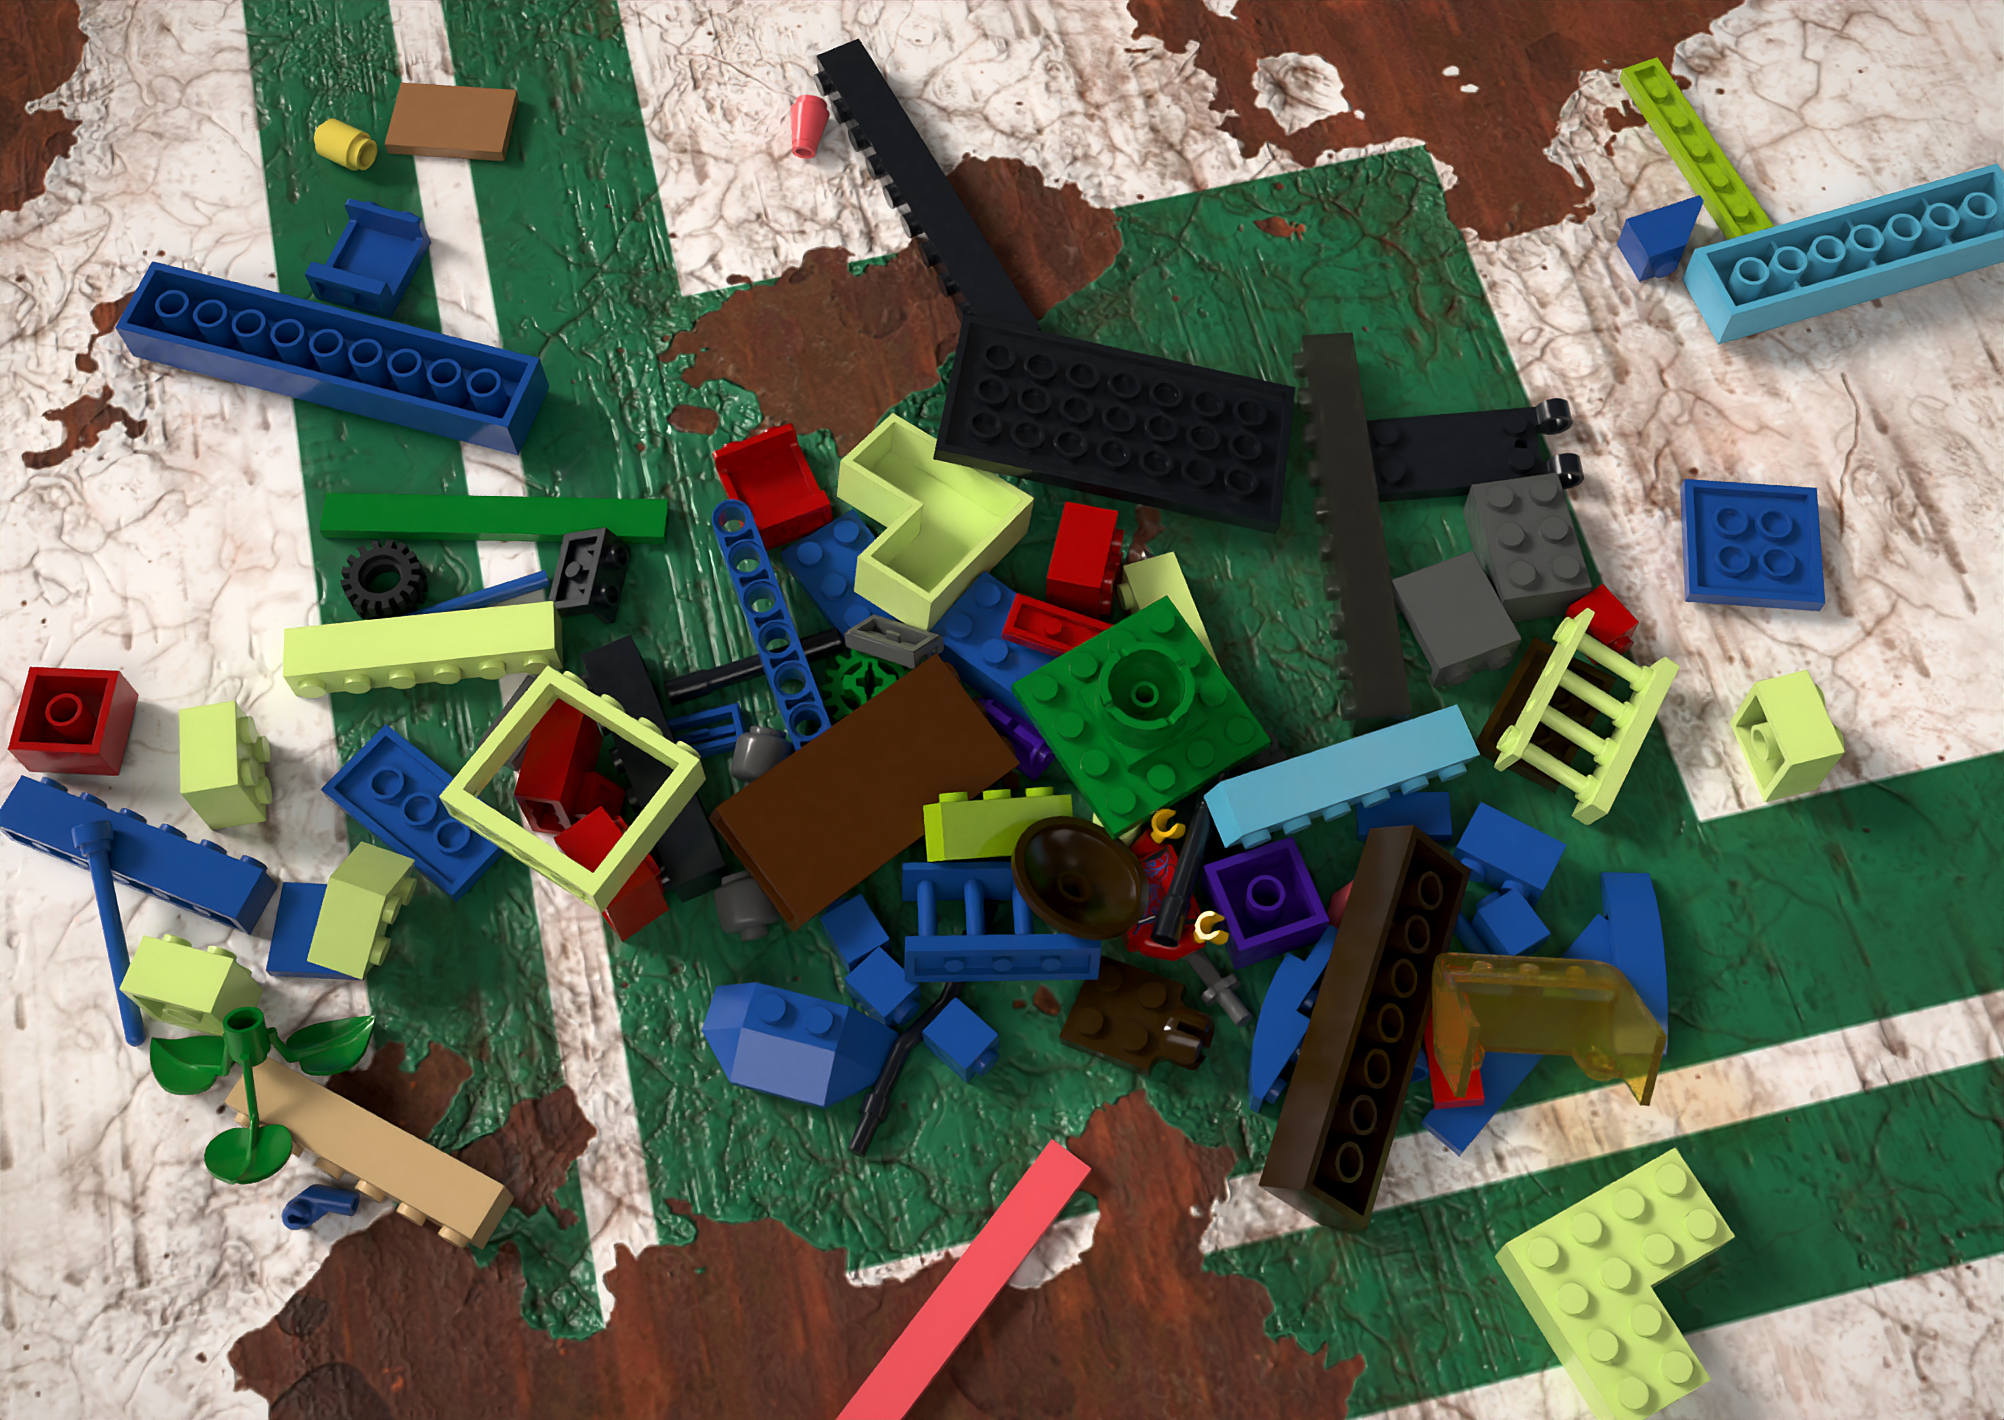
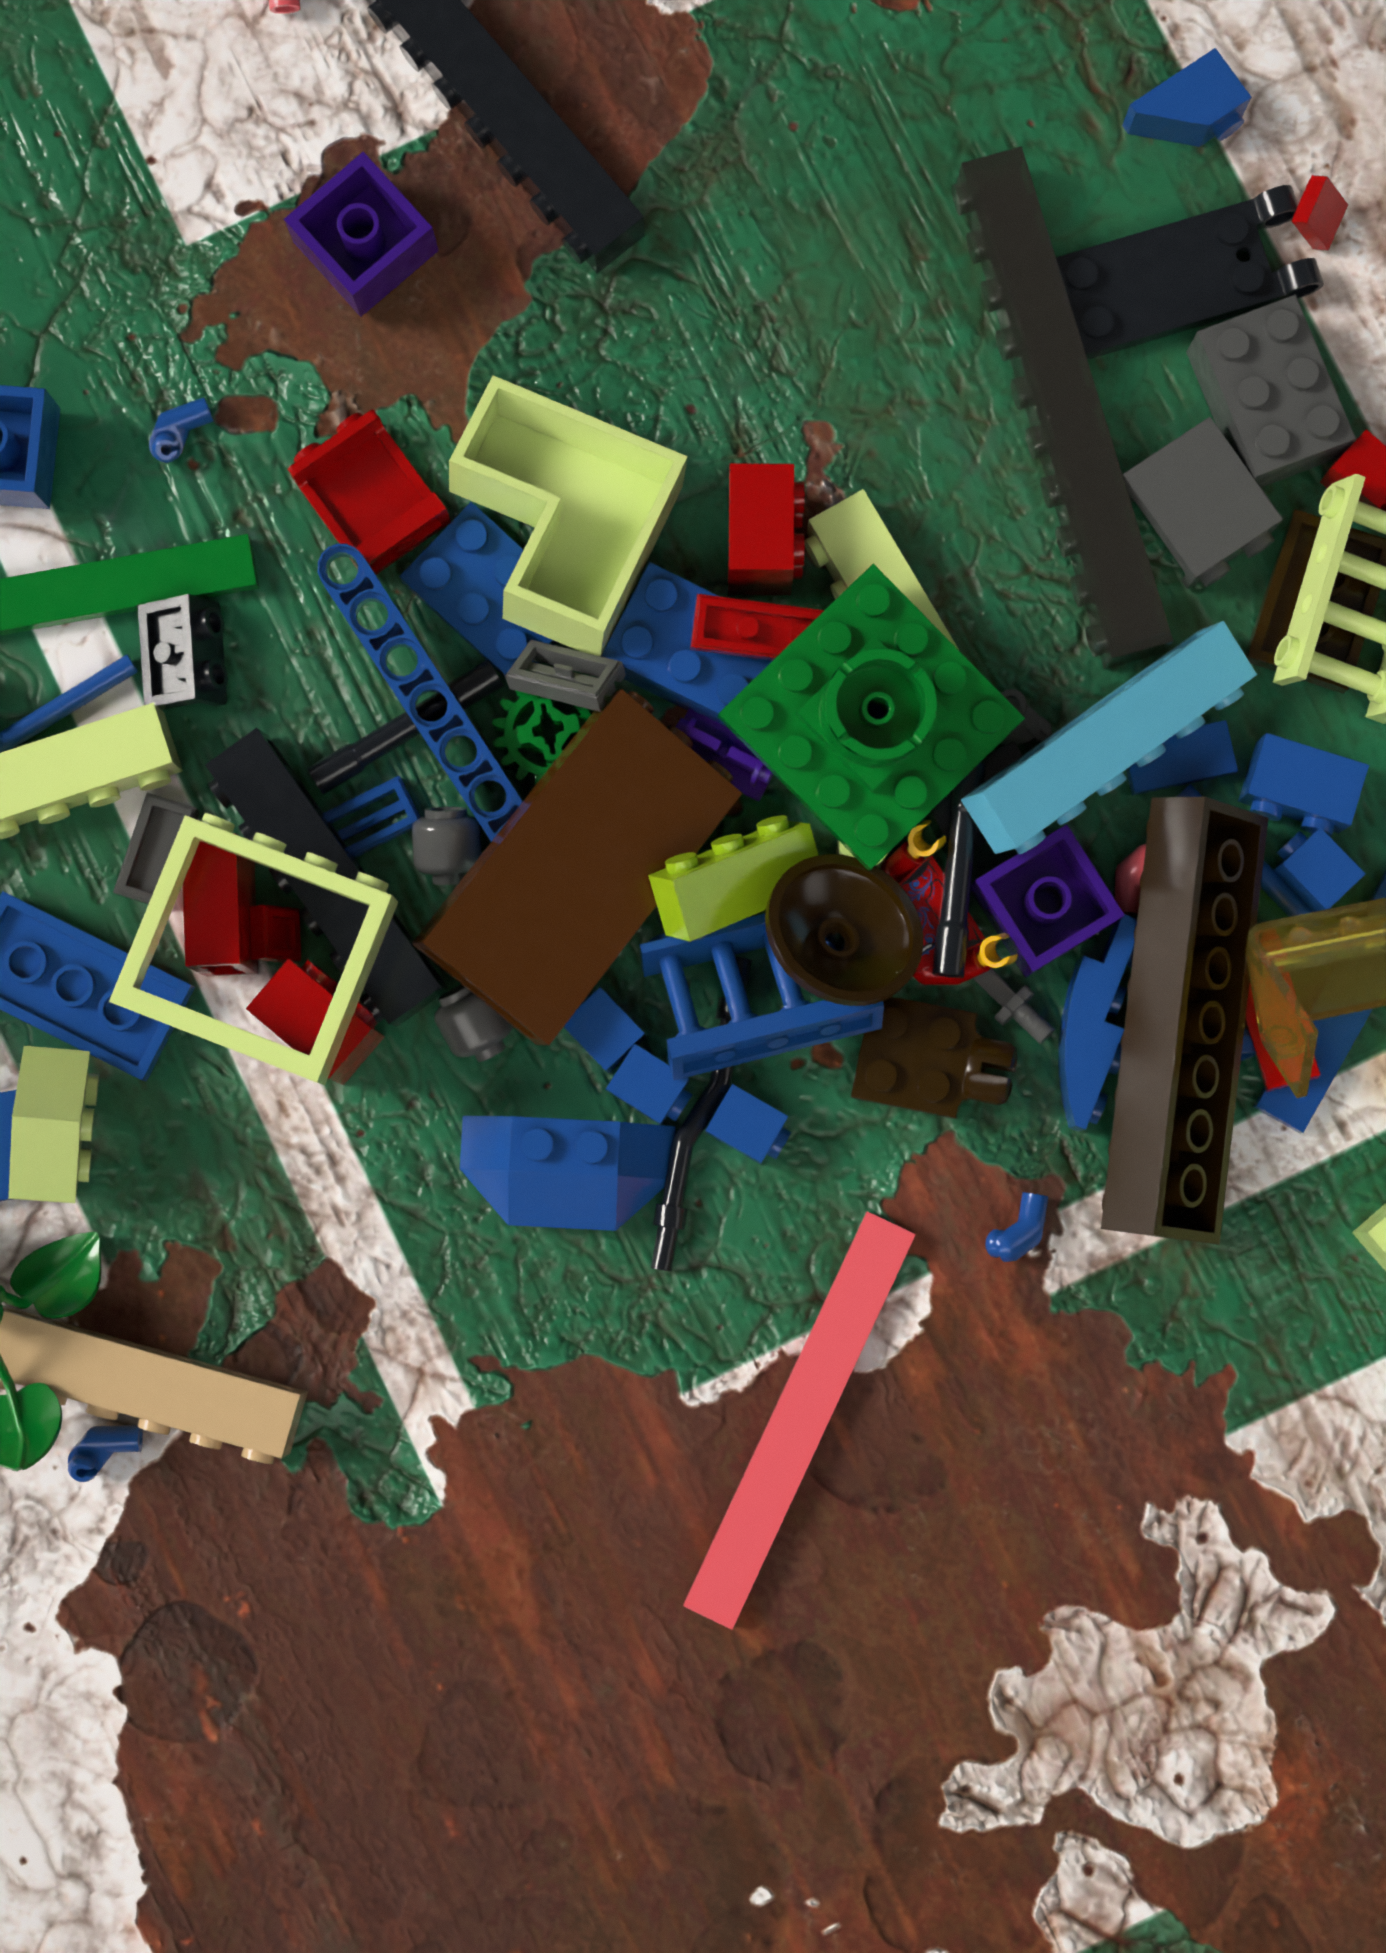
camera: 10 degrees left, 20 degrees up
(633, 415) = (174, 427): none -> blue arm
(818, 304) = (362, 234): none -> dark purple brick
(1117, 424) = (761, 331): black plate -> none
(1188, 1190) = (1022, 1235): none -> blue arm
(1494, 332) = (1191, 105): none -> blue slope
(1588, 426) = (1319, 212): none -> red tile

